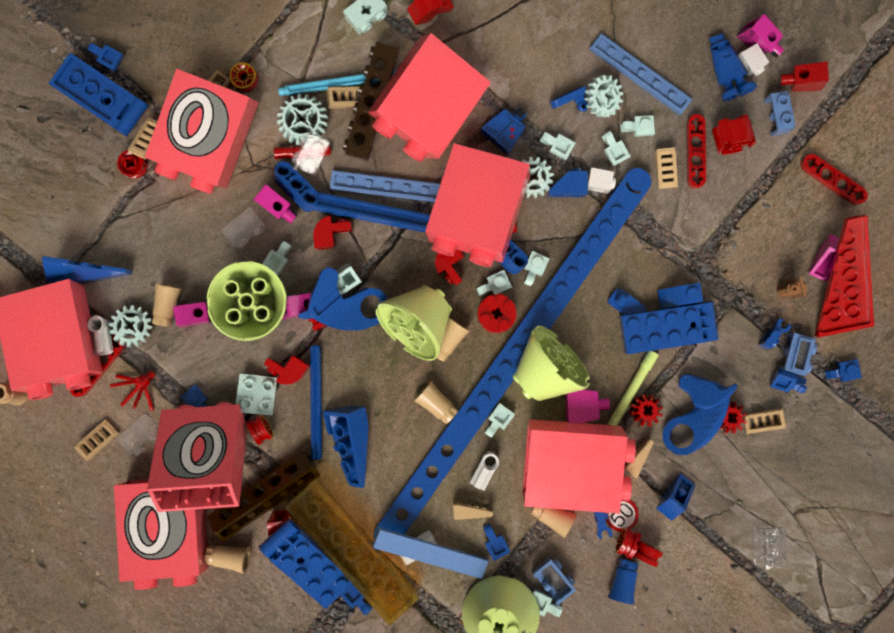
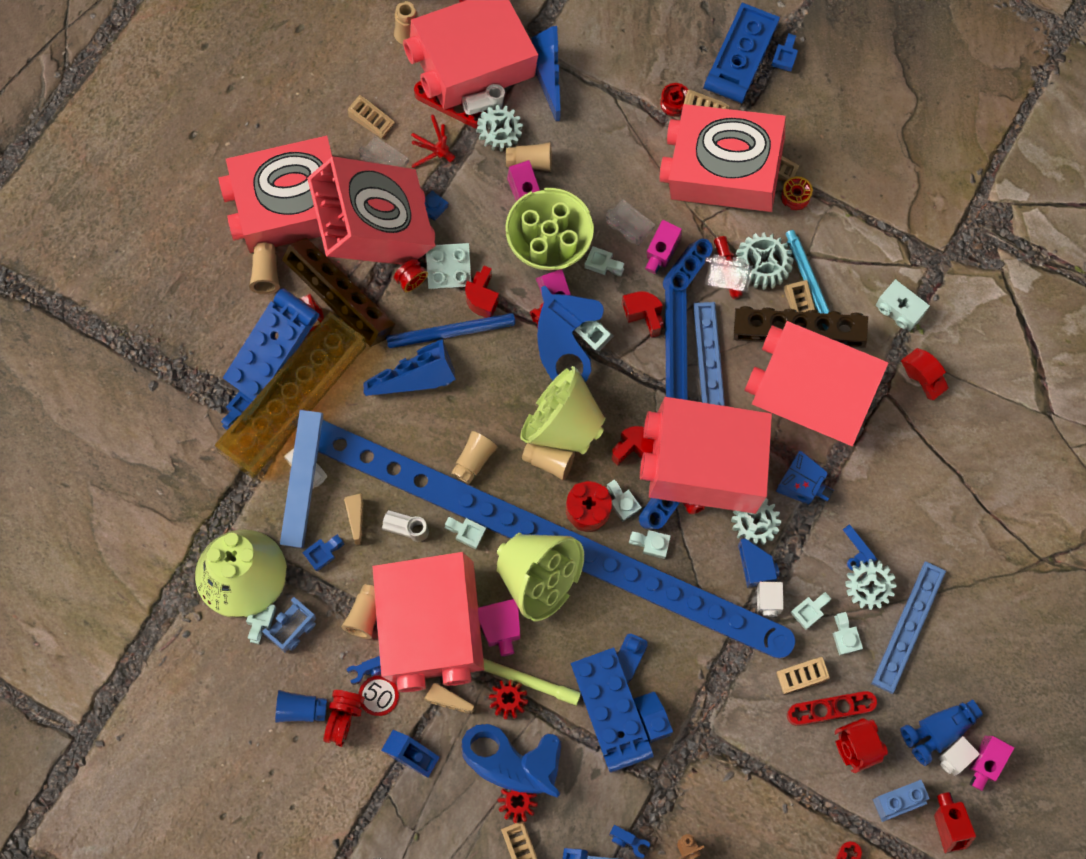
camera: 75 degrees right, 15 degrees down
(560, 146) = (800, 546): light aqua plate -> none

